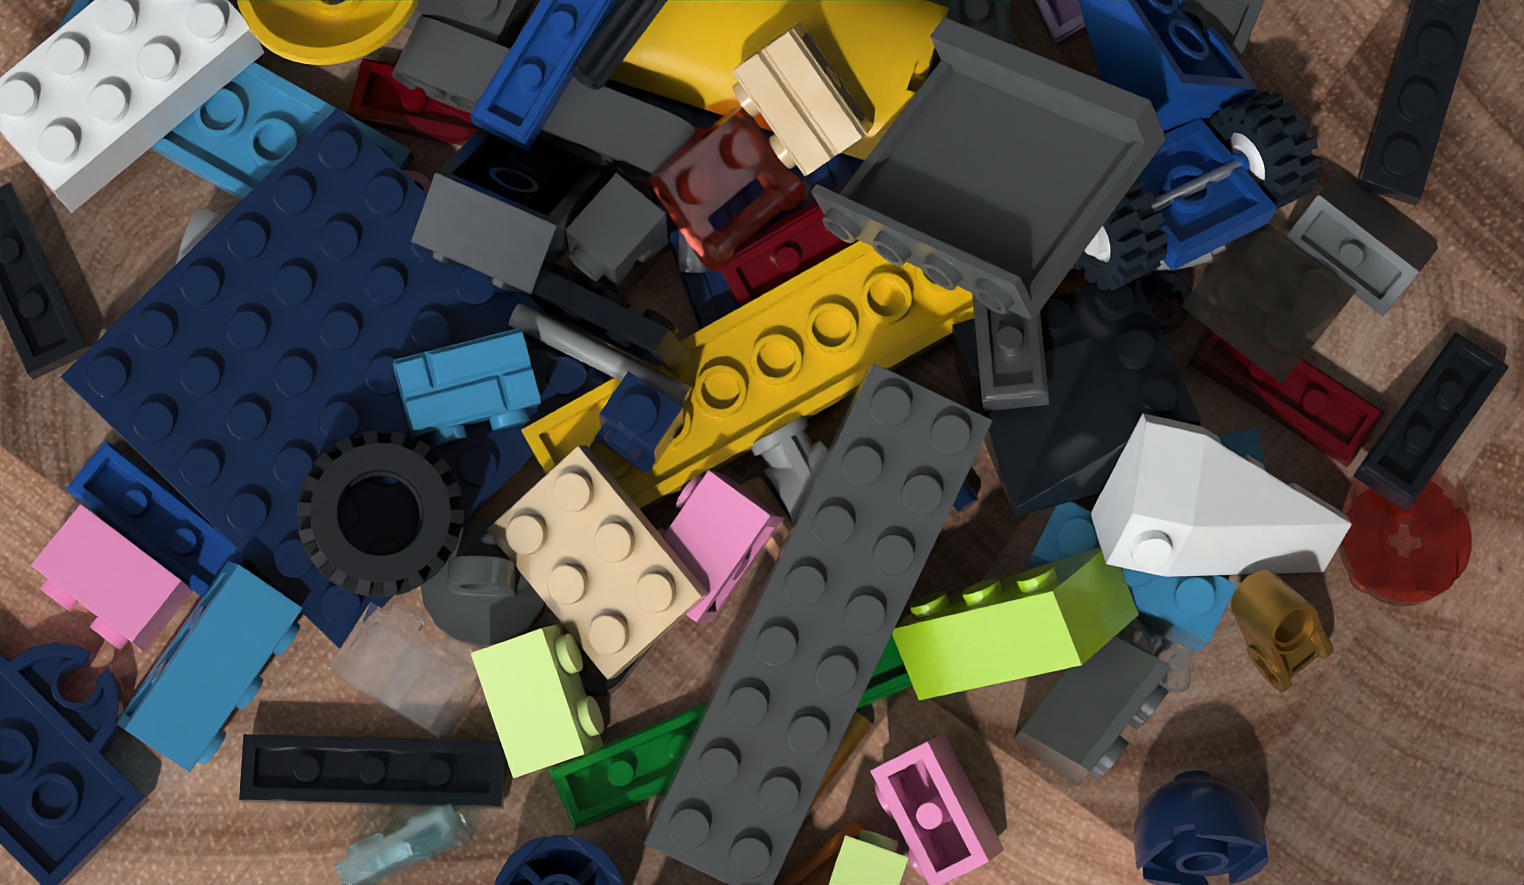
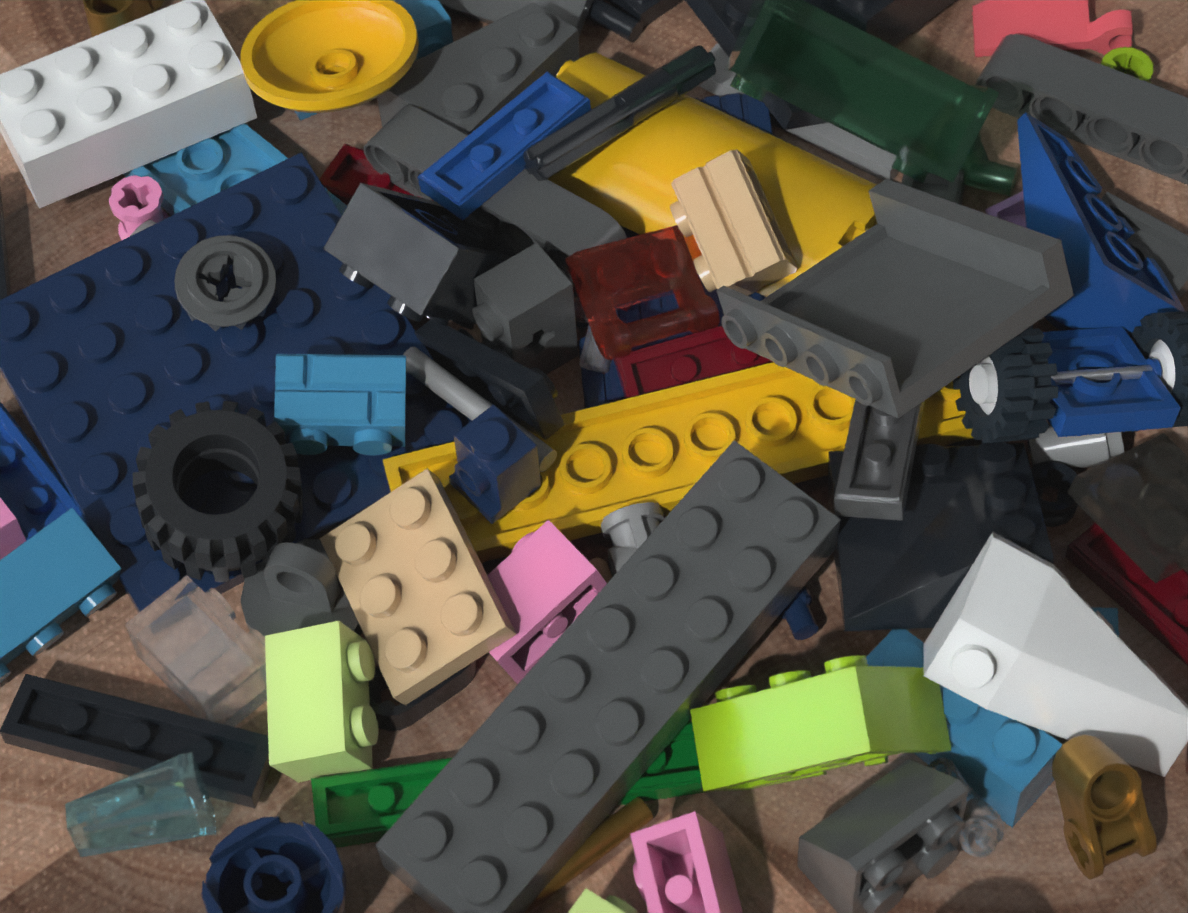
camera: 20 degrees right, 20 degrees down
(184, 177) = (135, 202): none -> bright pink bush
(288, 264) = (208, 263): none -> dark grey gear

